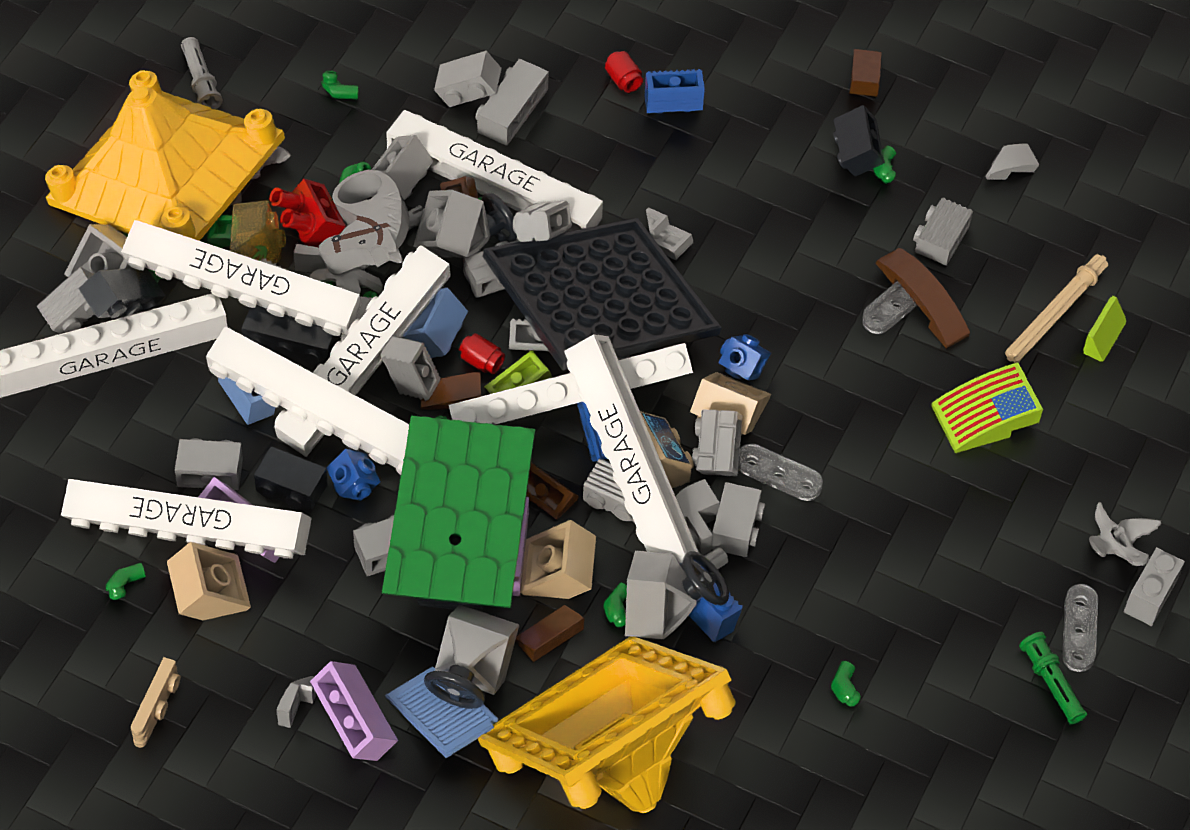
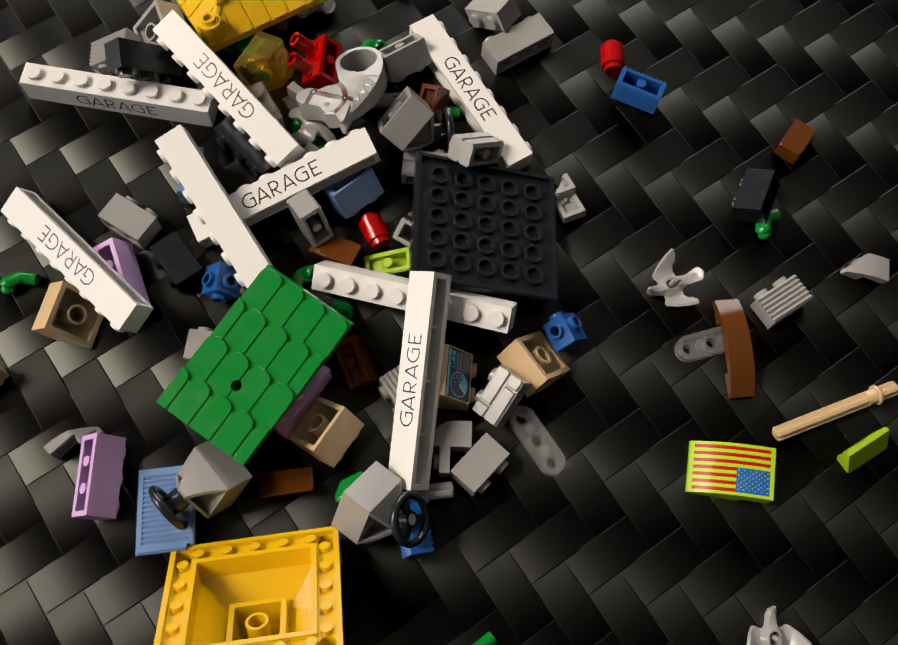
camera: 25 degrees right, 15 degrees up
(825, 267) = (673, 286): none -> light grey animal

